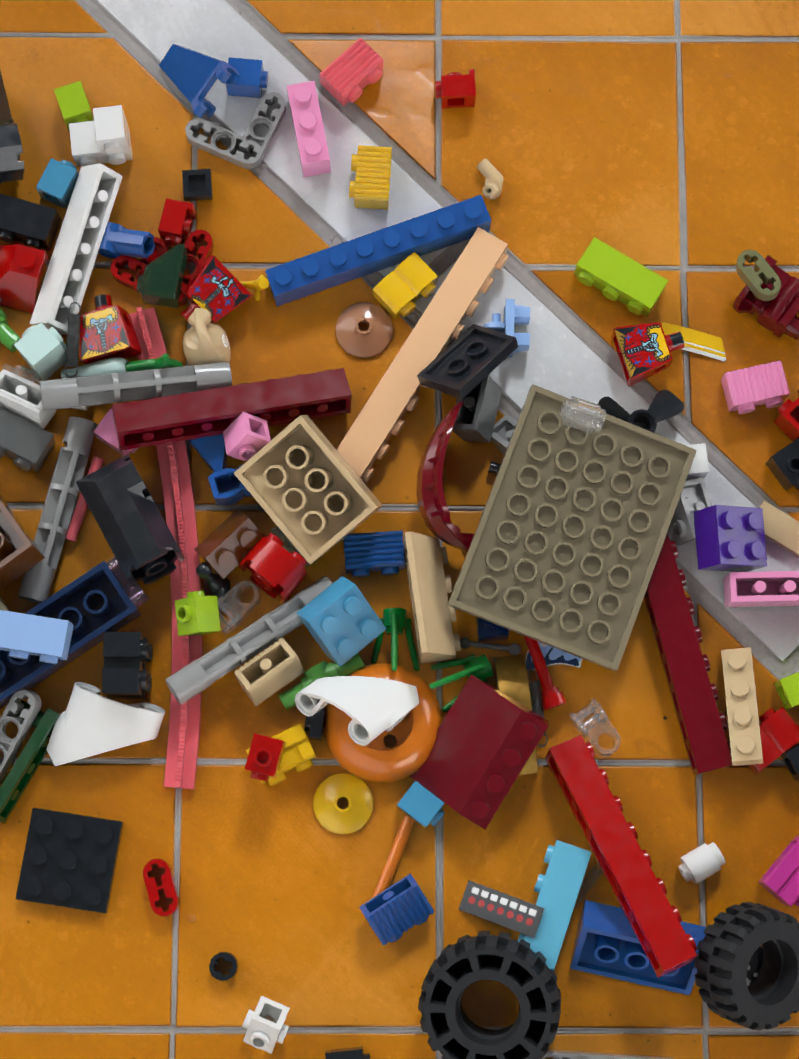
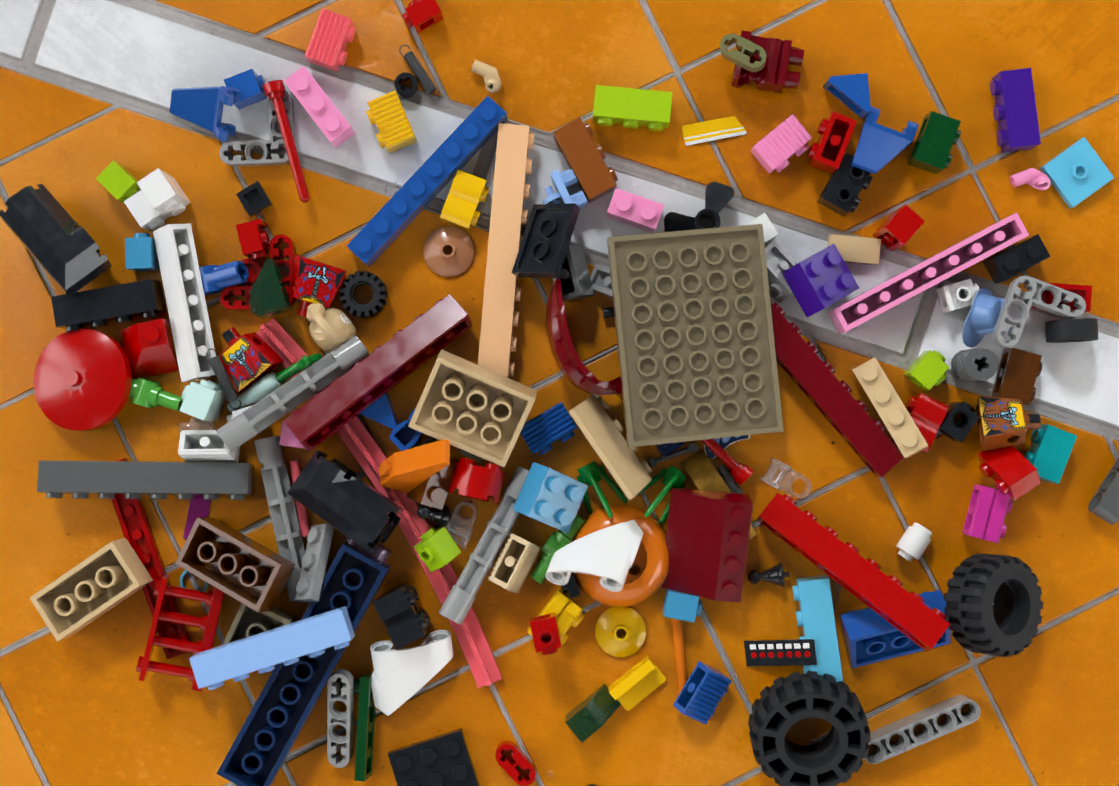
camera: 20 degrees left, 10 degrees up
(64, 567) = (314, 563): none -> light grey plate
(217, 517) = (414, 466): none -> orange slope
(246, 436) = (403, 390): bright pink brick -> none
(250, 313) = (348, 290): none -> black tyre
(257, 285) = (346, 258): yellow bar -> none
(270, 872) = (591, 713): none -> clear green slope
(273, 92) = (275, 90): none -> red piece
(332, 867) = (637, 683): none -> yellow panel
(407, 142) = (405, 76): none -> black bush
(424, 145) = (419, 72): none -> dark grey piece
(532, 823) = (773, 575): none -> black piece
(548, 306) = (585, 159): none -> dark orange brick
(572, 376) = (634, 210): none -> bright pink brick
(582, 415) = (661, 243): clear brick -> none
(644, 350) = (680, 157): torso -> none

